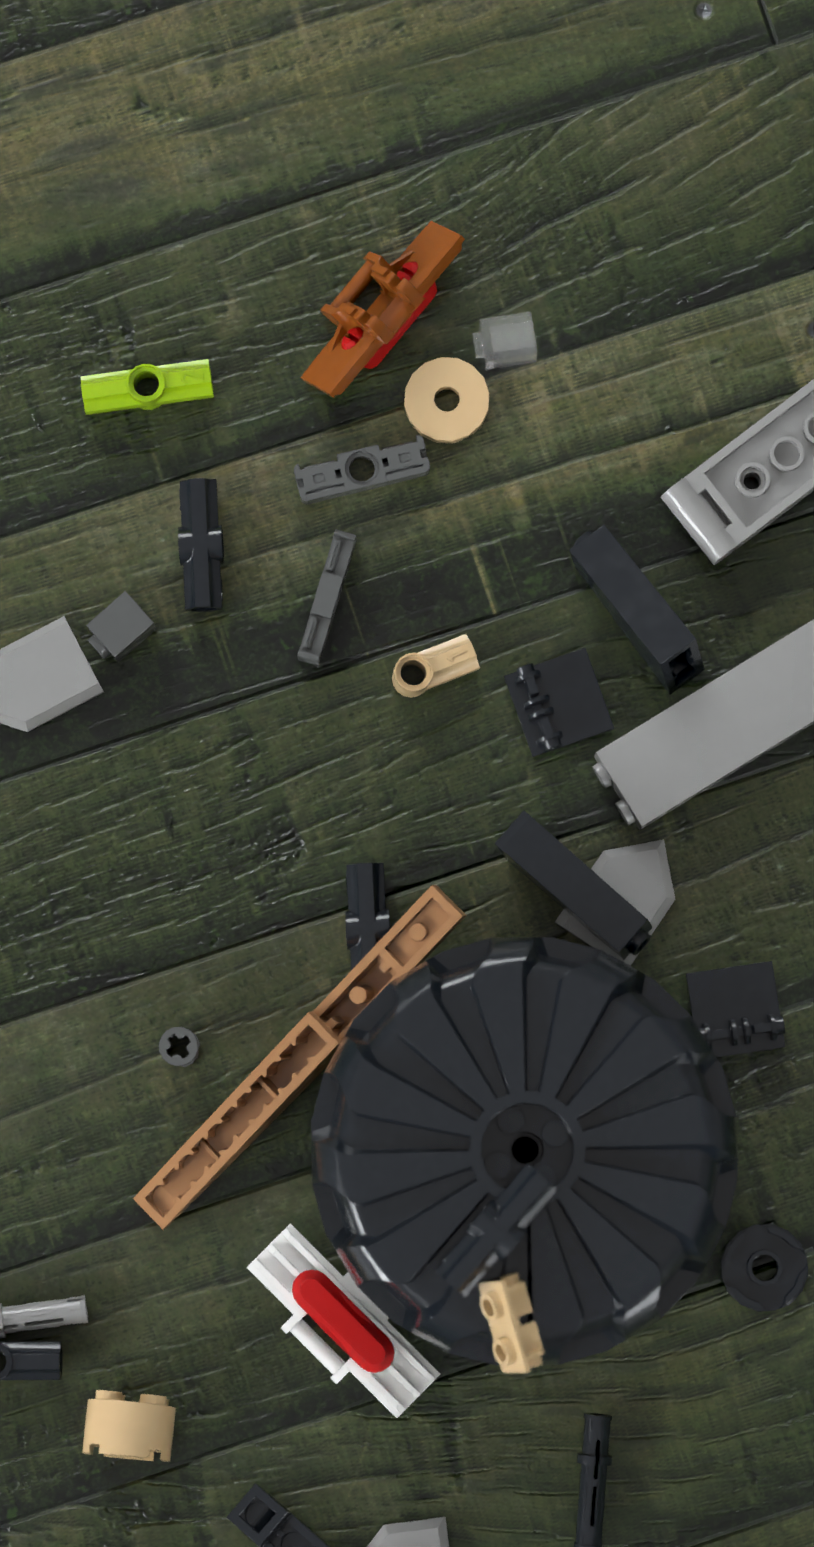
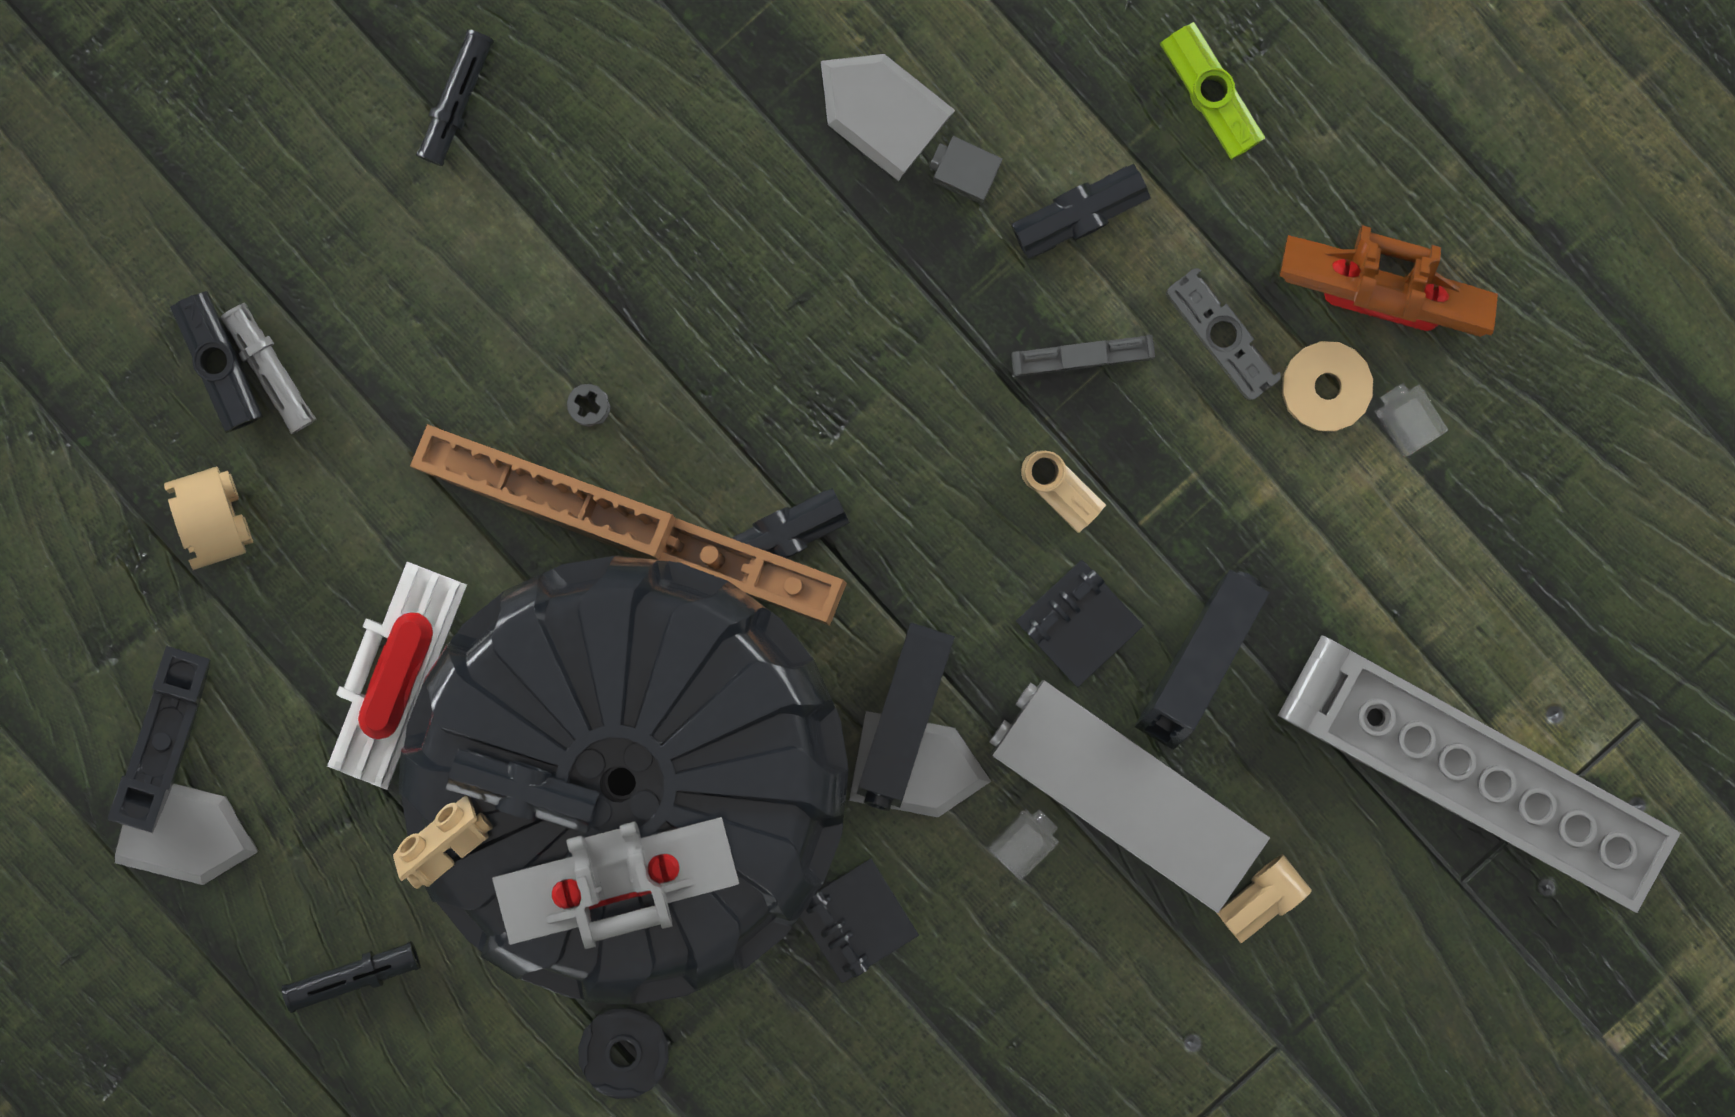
camera: 60 degrees right, 5 degrees up
(600, 1182) = (611, 870): none -> light grey piece
(730, 832) = (1024, 842): none -> clear brick

